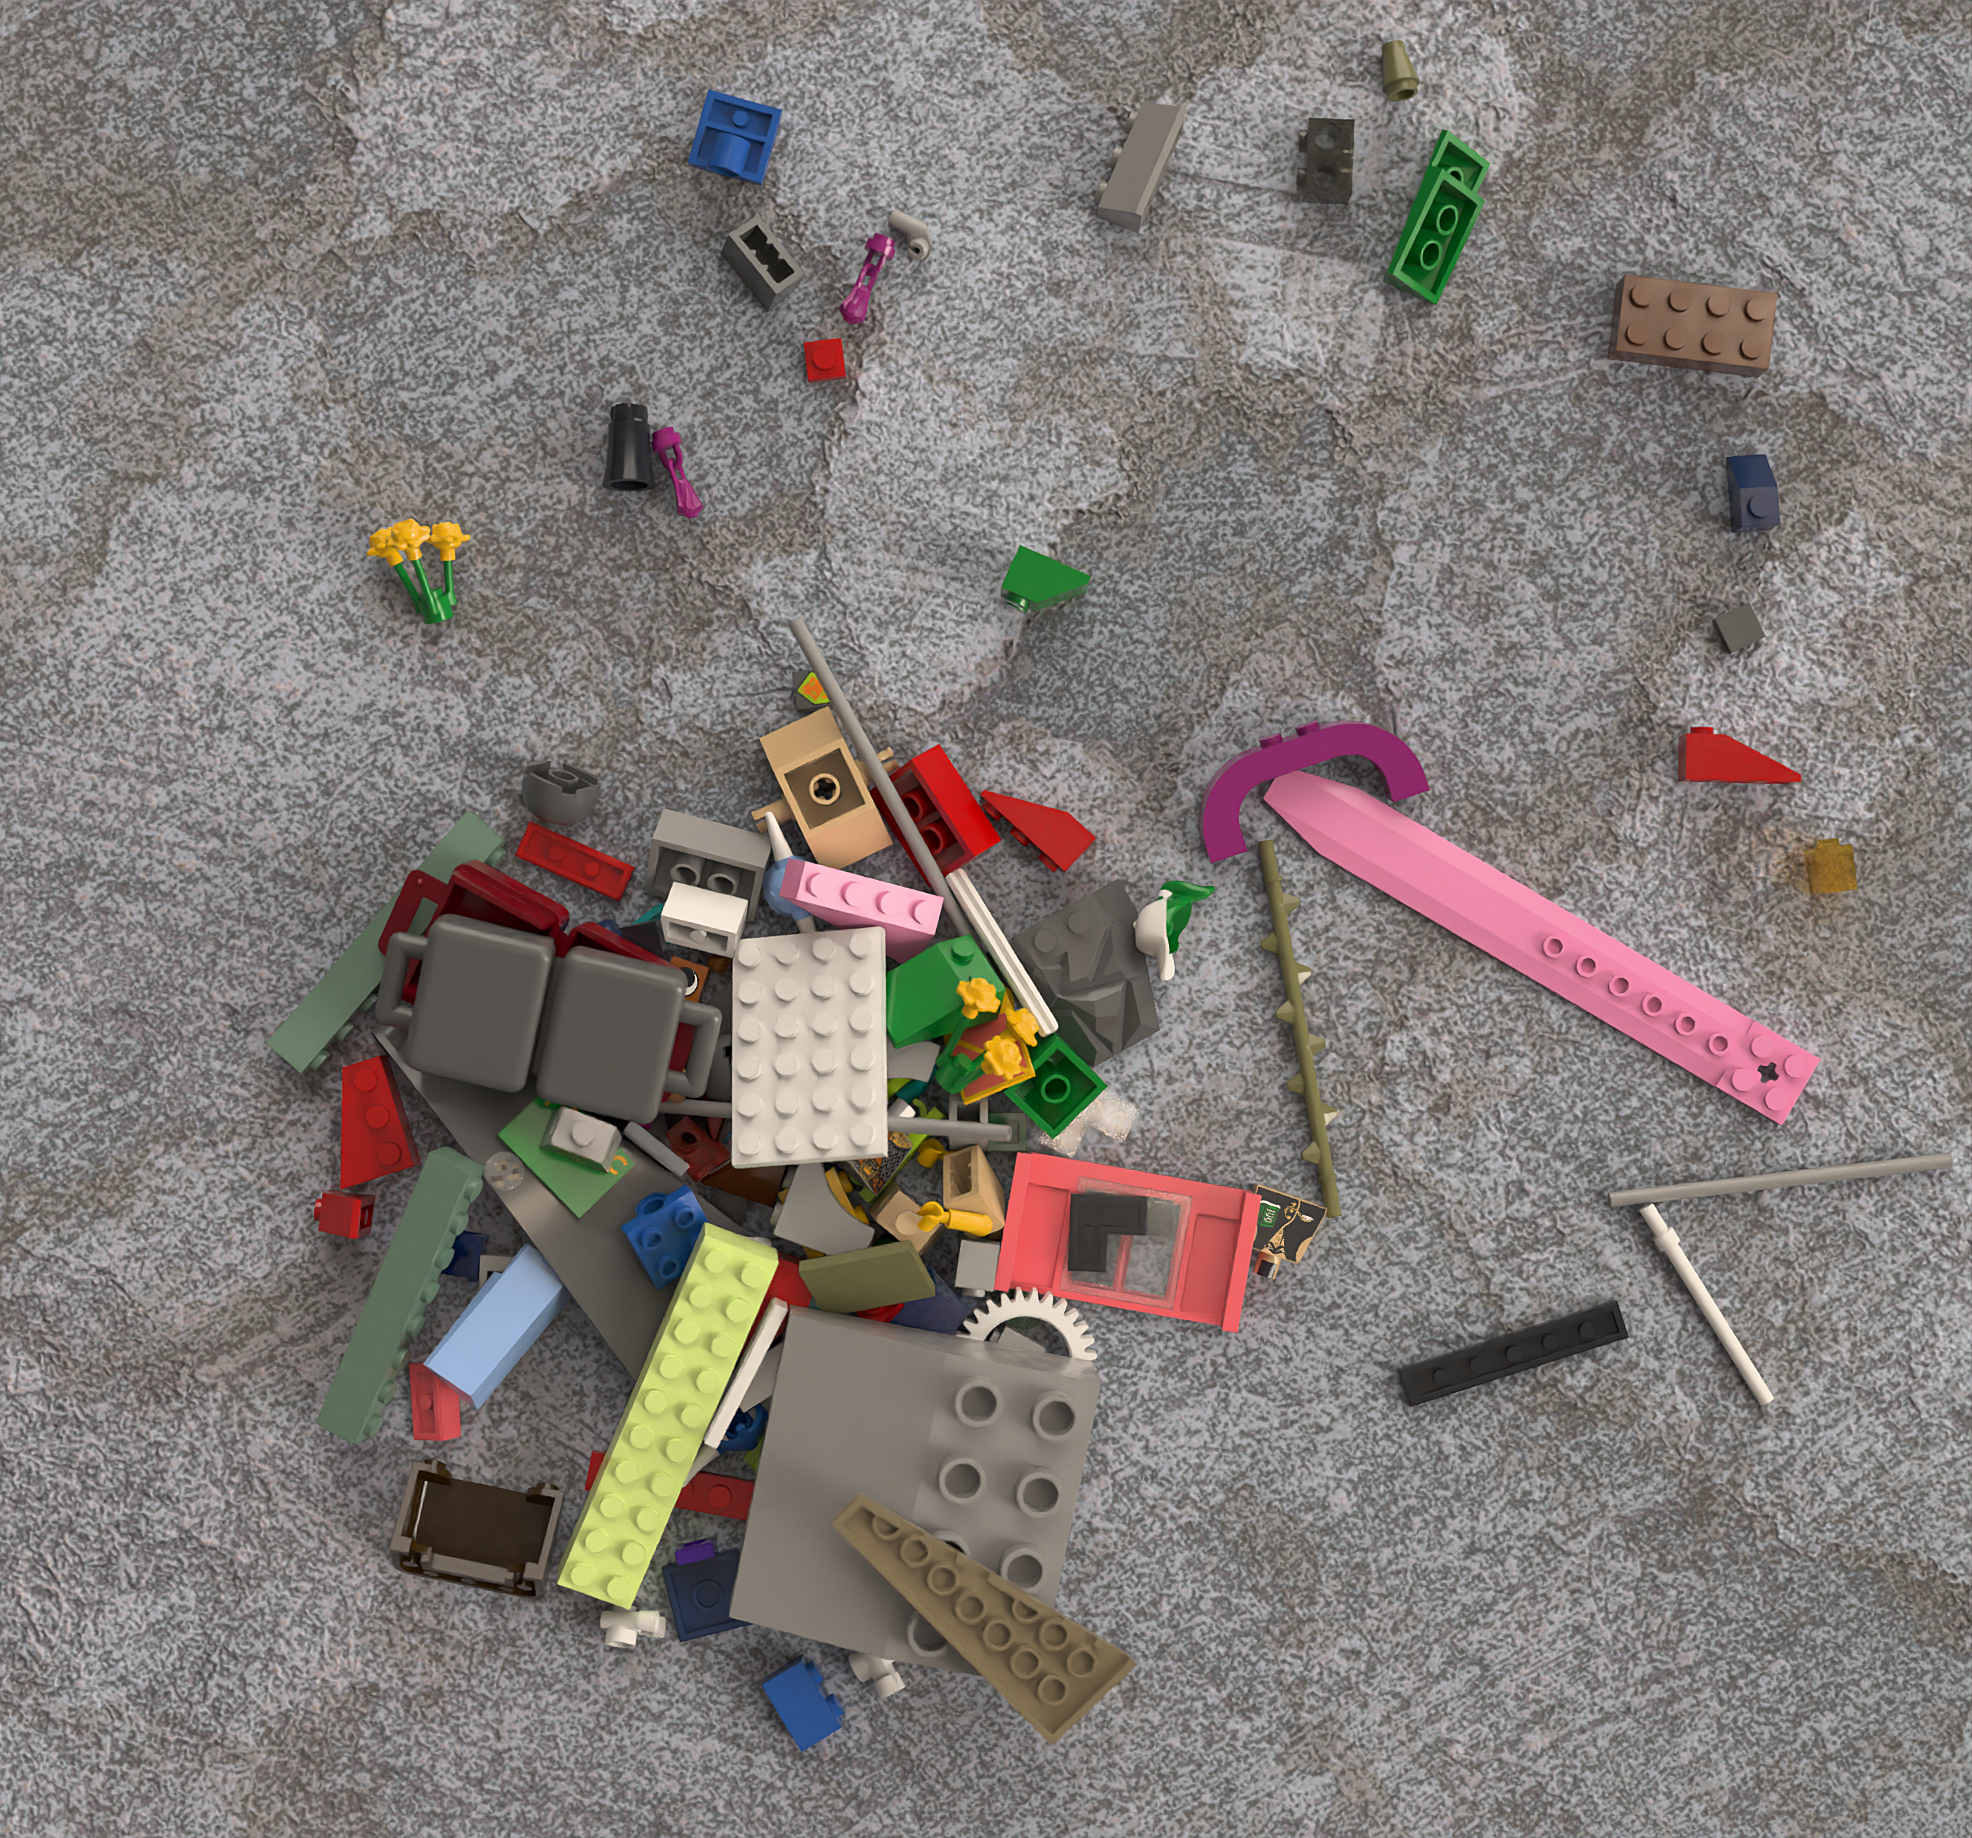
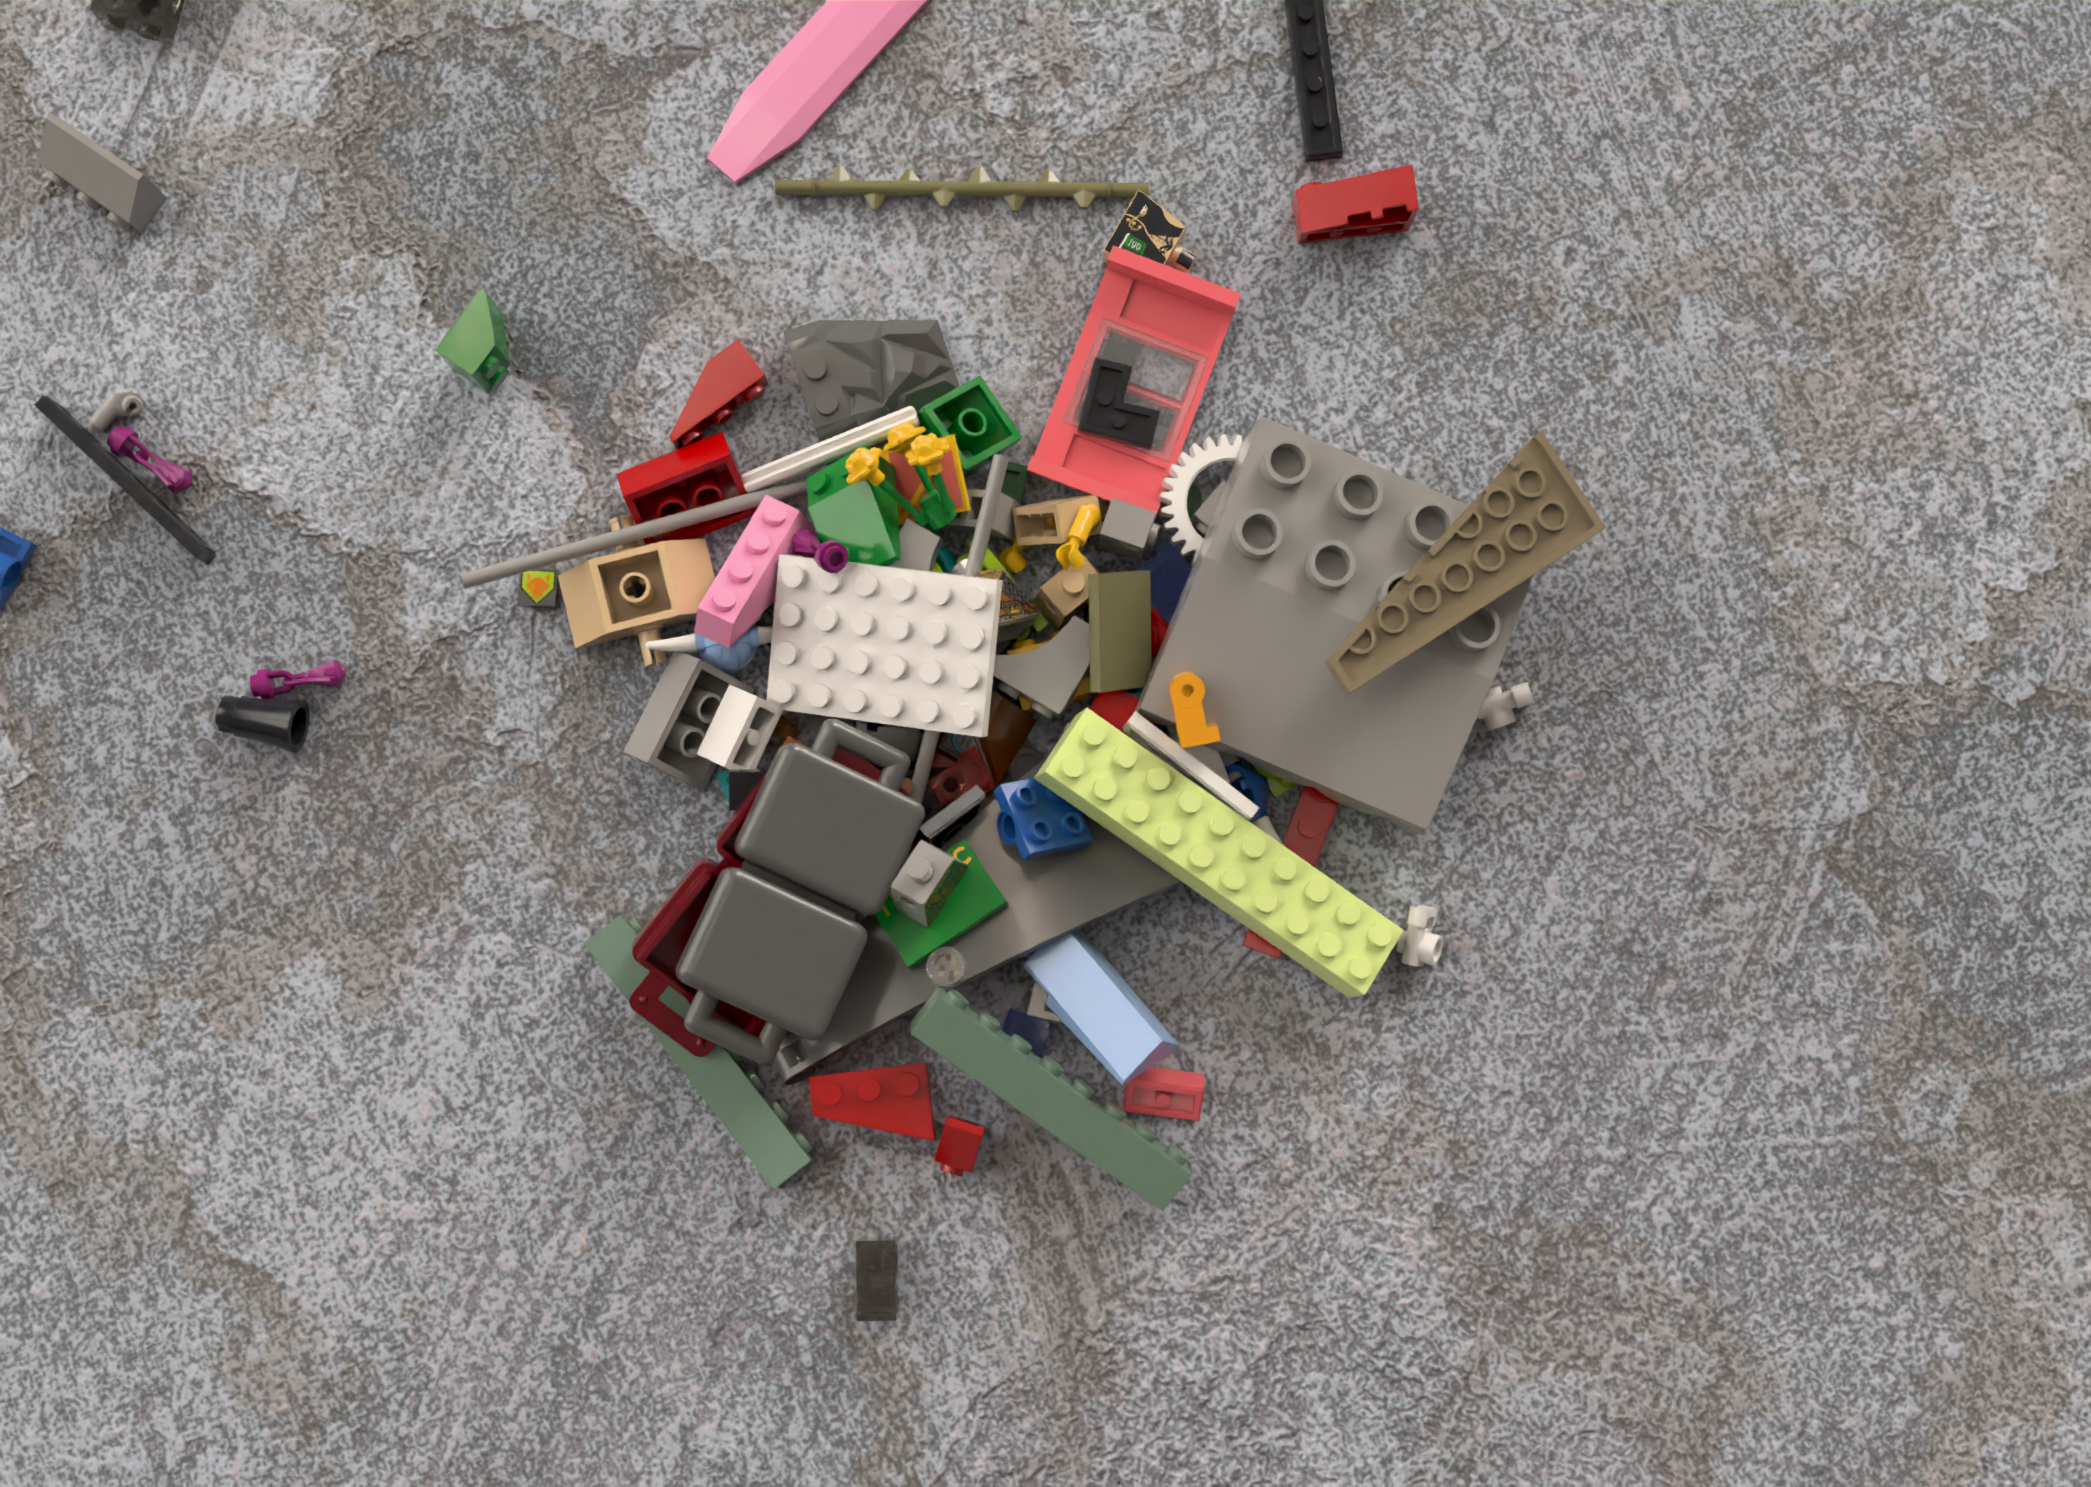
camera: 80 degrees left, 5 degrees down
(202, 1158) = (877, 1279): none -> clear smoke brick
(407, 537) = (298, 941): plant -> none
(476, 1532) = (1303, 1070): dark brown windscreen -> none
(557, 794) = (588, 852): dark grey cylinder -> none
(575, 861) = (658, 852): red tile -> none
(696, 1550) = (1358, 859): dark purple tile -> none
(702, 1595) = (1403, 862): dark blue tile -> none
(762, 263) = (111, 557): dark grey brick -> none
(803, 1701) = (1525, 782): blue brick -> none
(804, 1361) = (1186, 698): none -> light orange leg
(825, 360) = (221, 516): red plate -> none
(842, 260) = (126, 479): none -> black tile
(883, 978) = (829, 555): none -> magenta piece
(1165, 919) = (831, 293): hair -> none
(1276, 756) = (736, 220): magenta arch -> none
(1355, 1430) = (1356, 206): none -> red wedge

